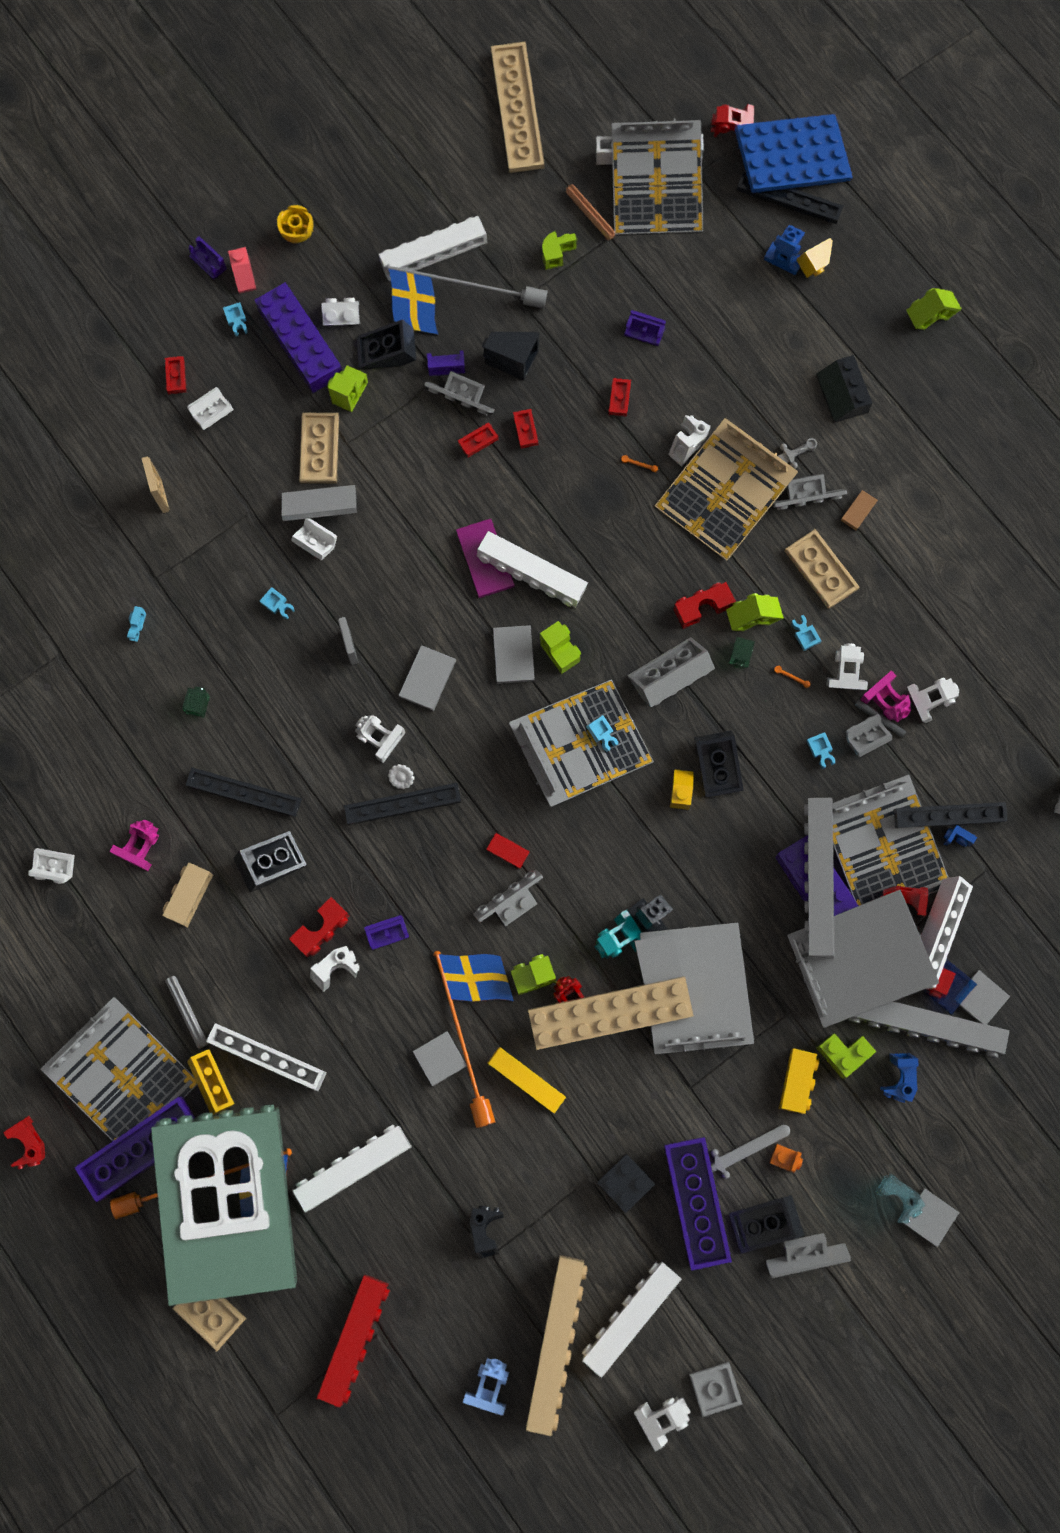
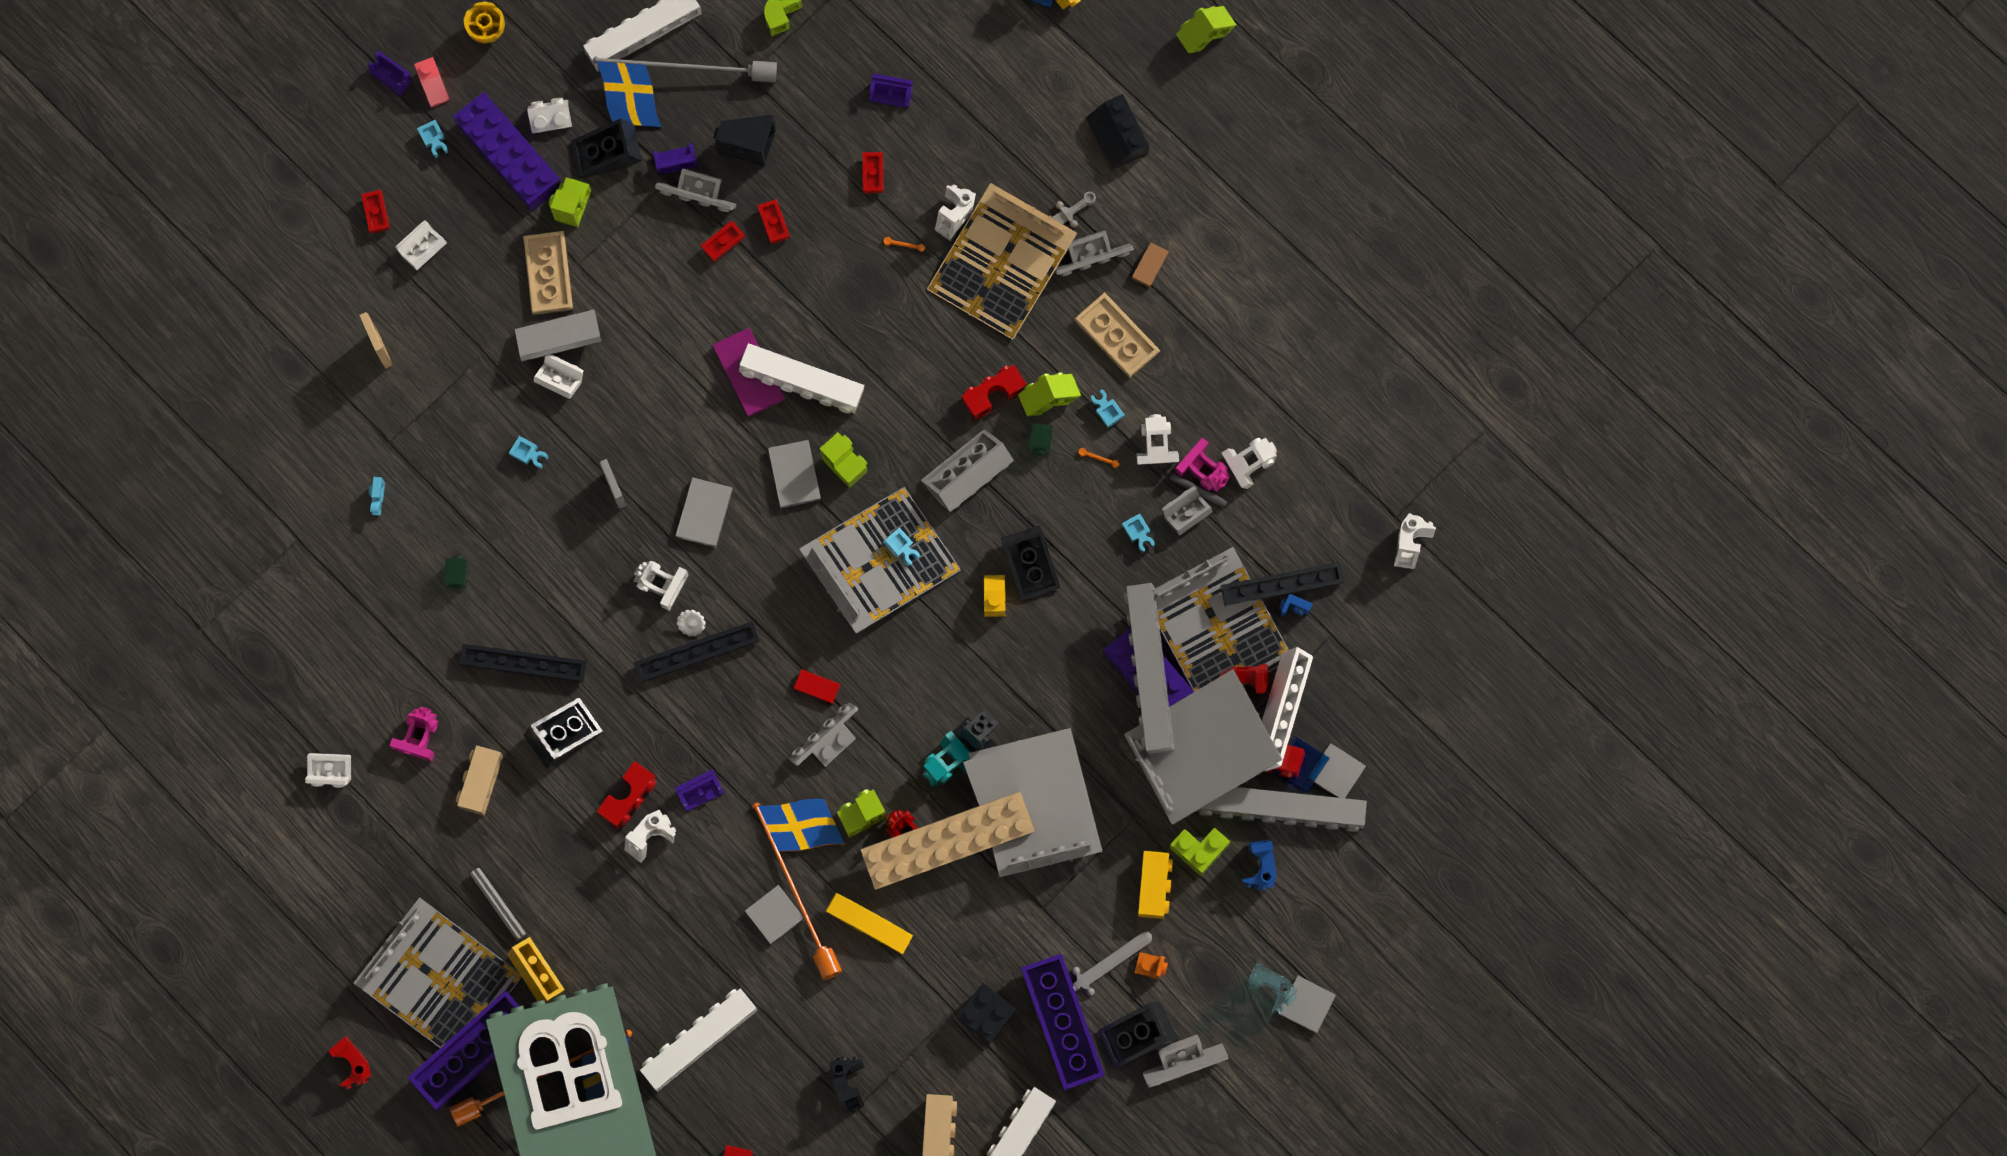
camera: 10 degrees left, 0 degrees up
(266, 1057) = (591, 937): white brick -> none

